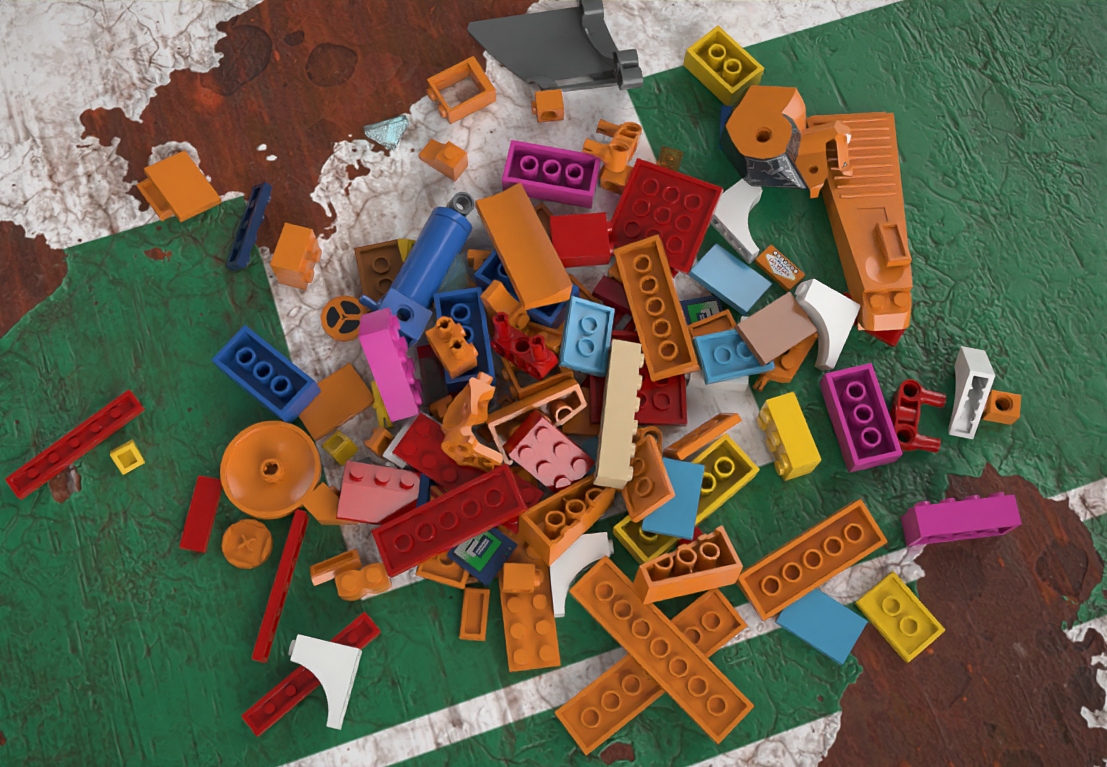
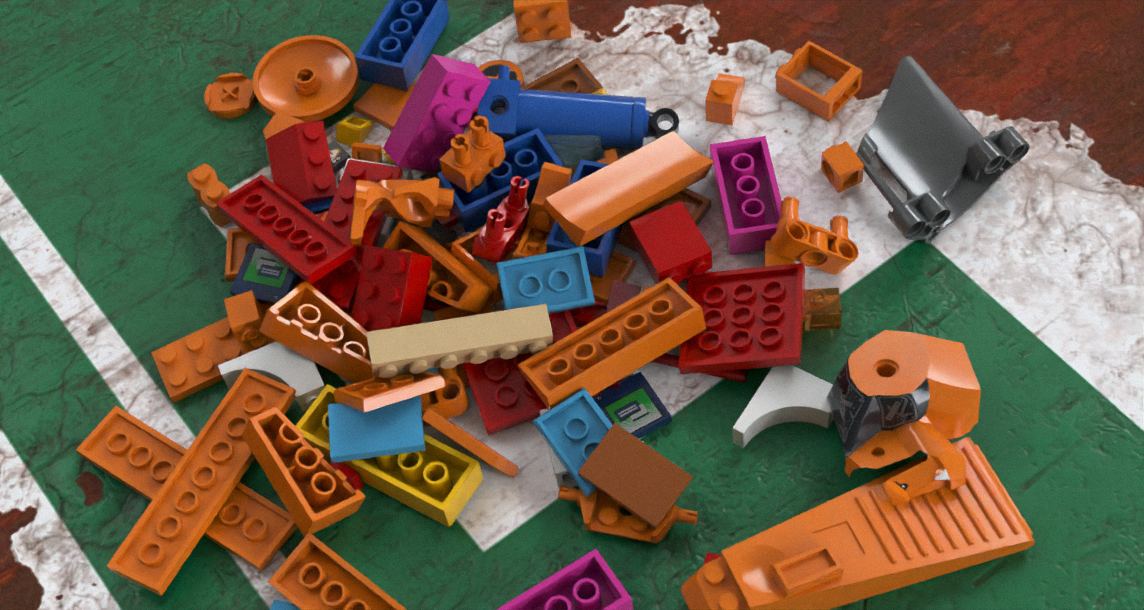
camera: 80 degrees right, 15 degrees down
(201, 514) = (244, 50): red tile -> none
(280, 587) = (189, 132): red tile -> none
(303, 681) = (113, 190): red plate -> none
(333, 666) = (110, 199): white arch -> none
(334, 566) = (224, 168): orange tile -> none
(388, 131) = (734, 38): clear light blue slope -> none
(474, 614) = (204, 306): orange tile -> none
(716, 323) = (621, 414): orange tile -> none
(722, 65) = (993, 318): yellow brick -> none
(730, 279) = (696, 422): dark azure tile -> none
(779, 268) = (738, 475): tile -> none
(788, 436) = (502, 536): yellow brick -> none
(831, 315) = (687, 538): white arch -> none

